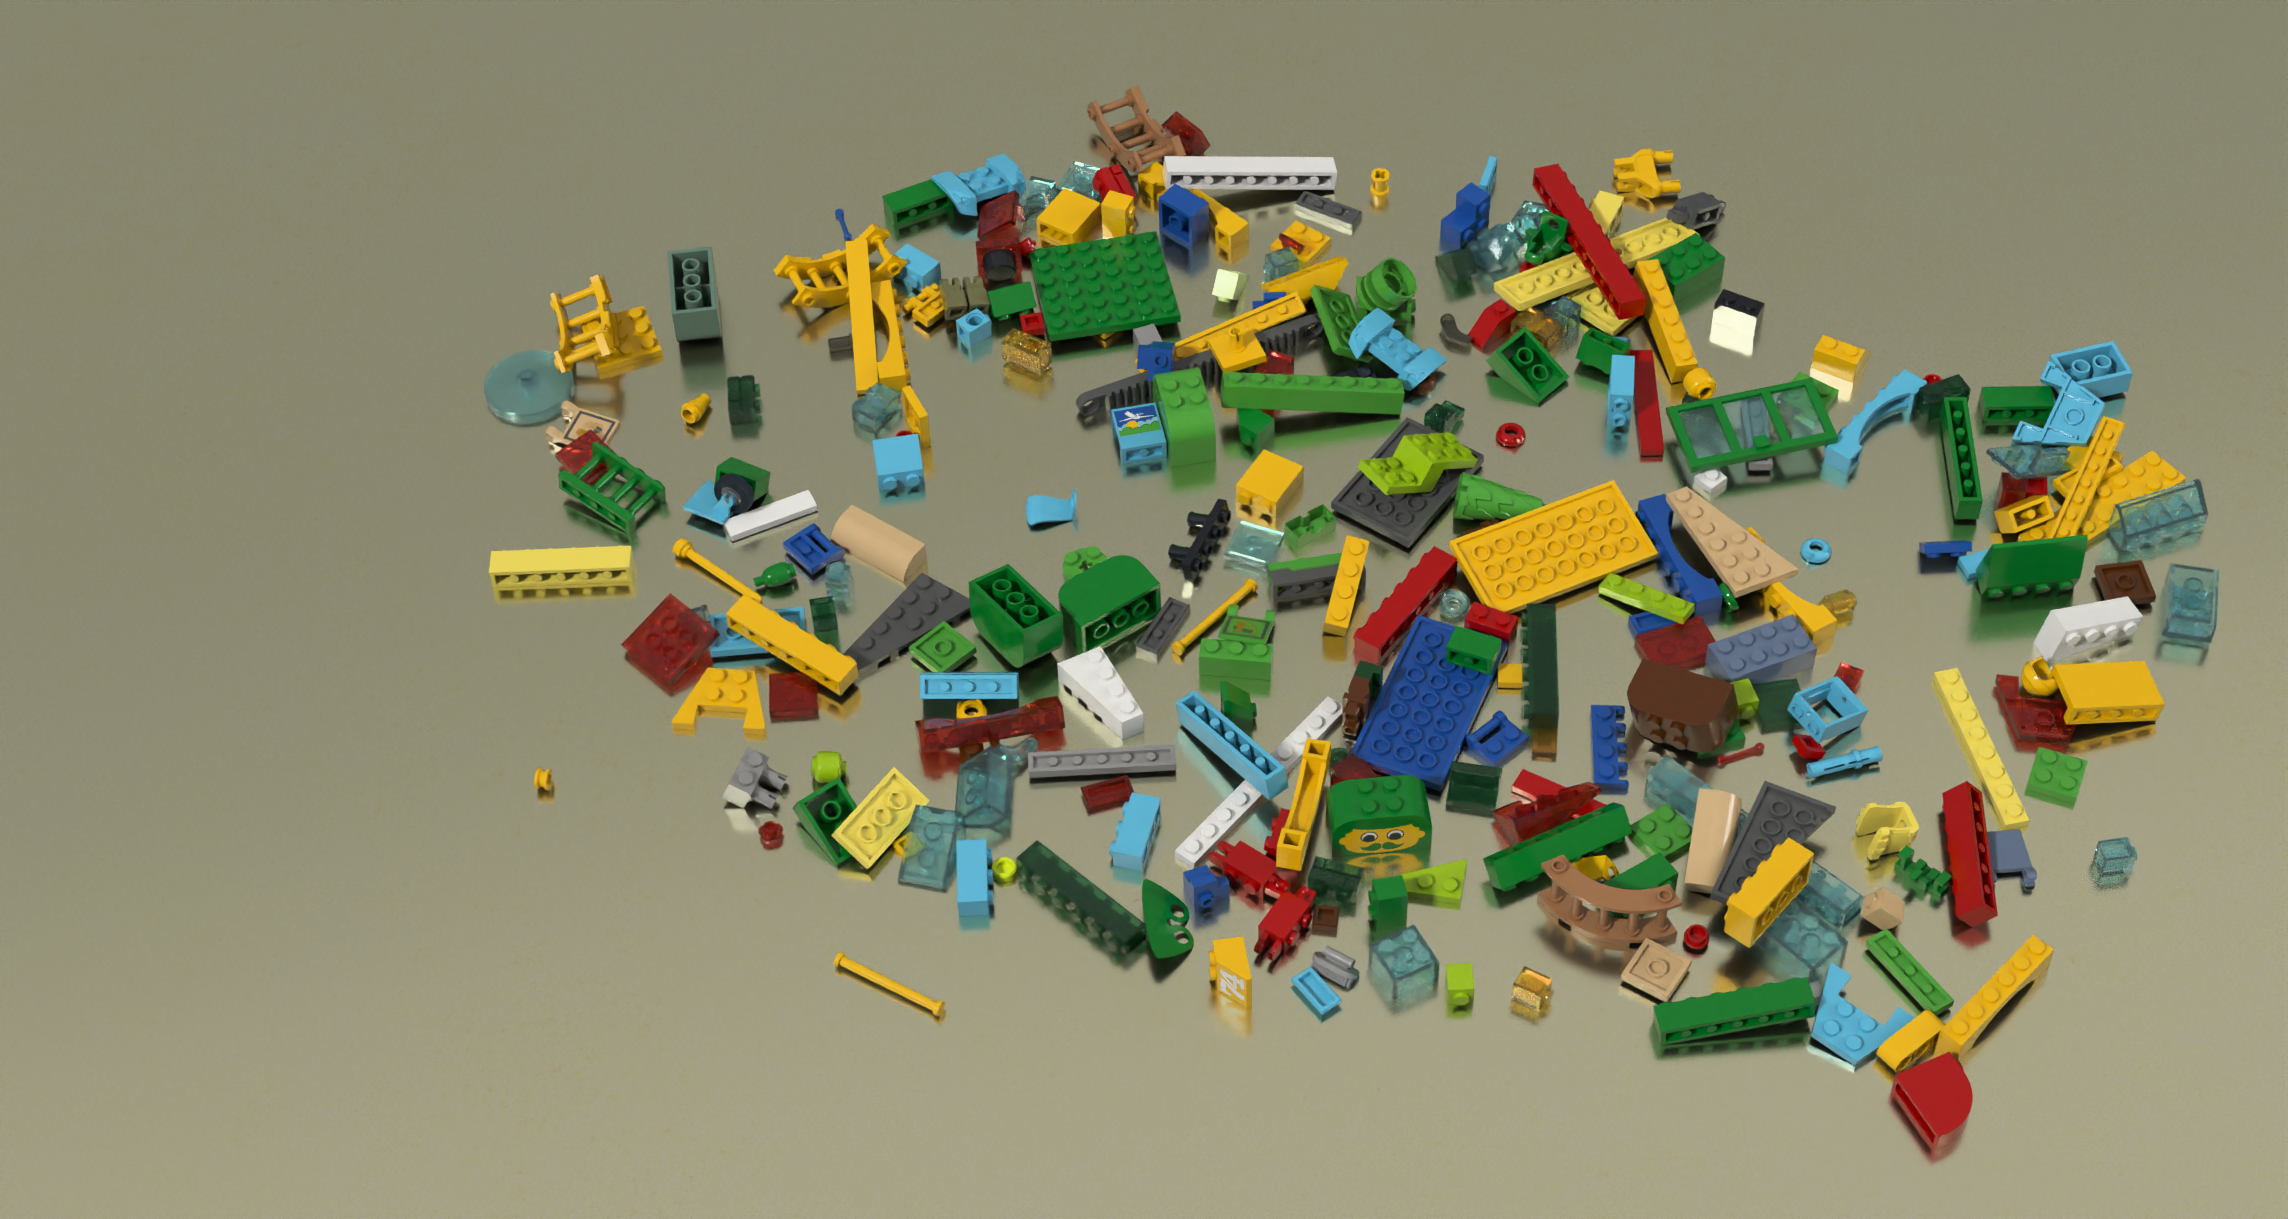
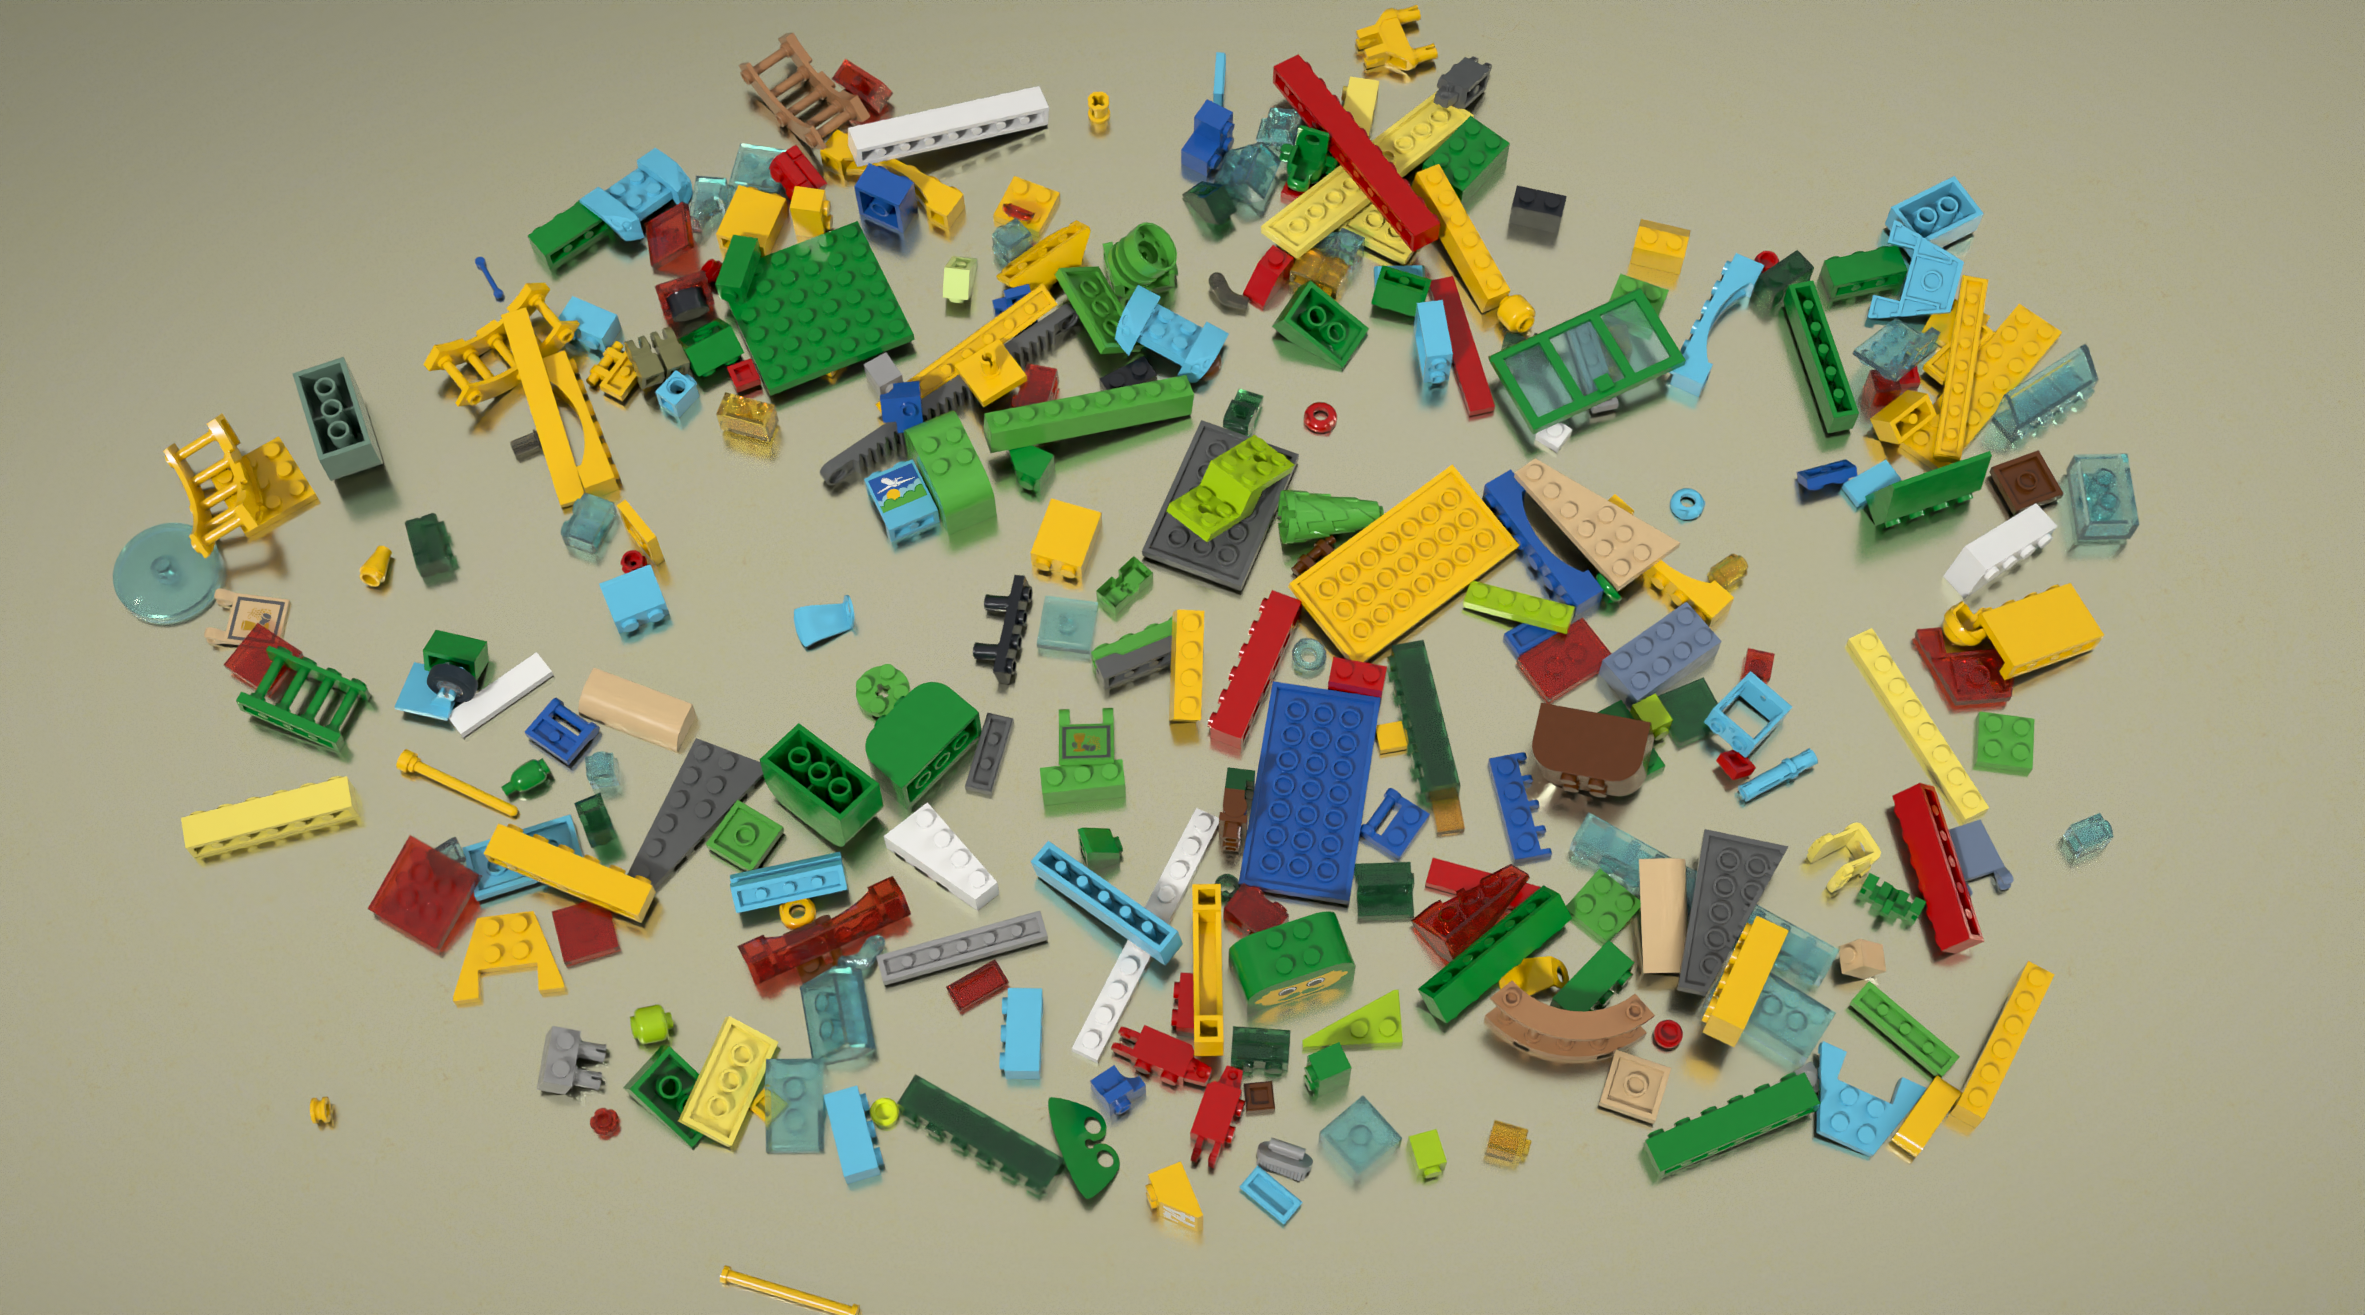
camera: 15 degrees left, 15 degrees up
(1047, 245) = (738, 268): none -> green brick
(1179, 647) = (1014, 776): yellow bar -> none
(1328, 210) = (1047, 154): dark grey tile -> none
(1473, 650) = (1347, 719): green brick -> none
(1722, 760) = (1645, 797): clear red hinge -> none
(1936, 1098) = (1968, 1184): red brick -> none

